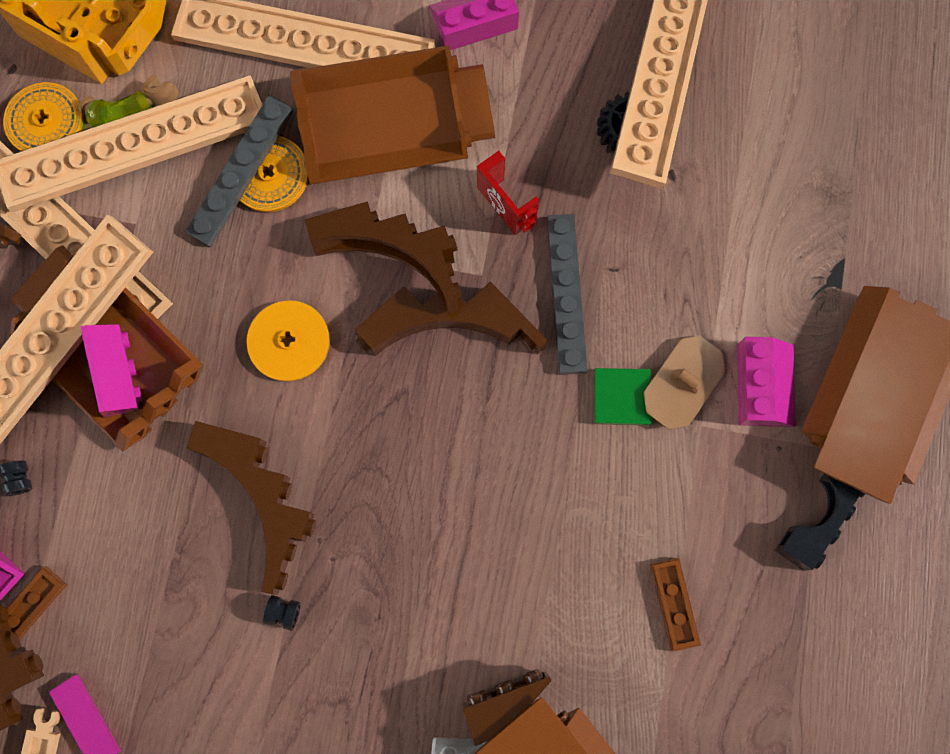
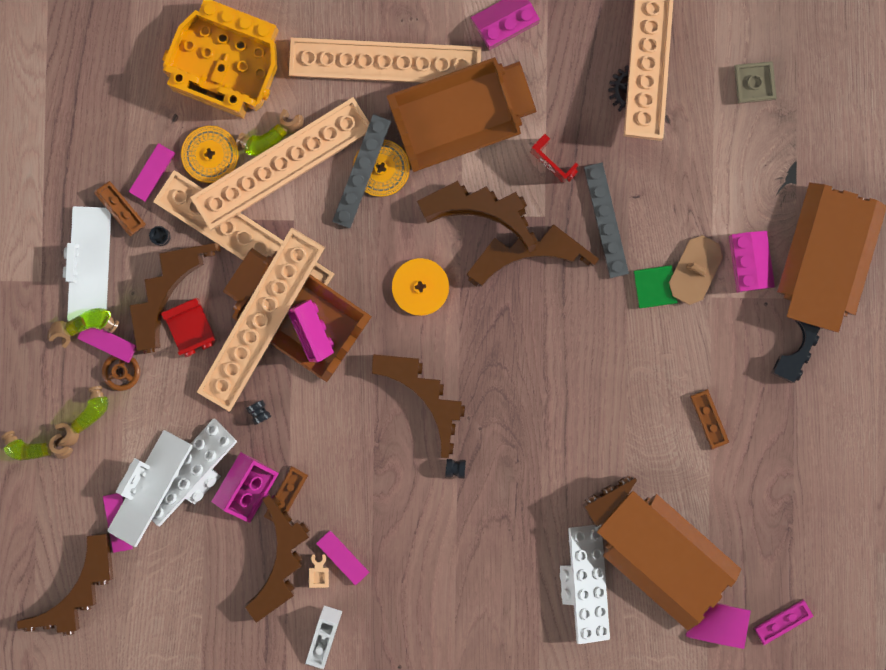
camera: 10 degrees left, 10 degrees up
(800, 144) = (755, 82): none -> dark tan plate

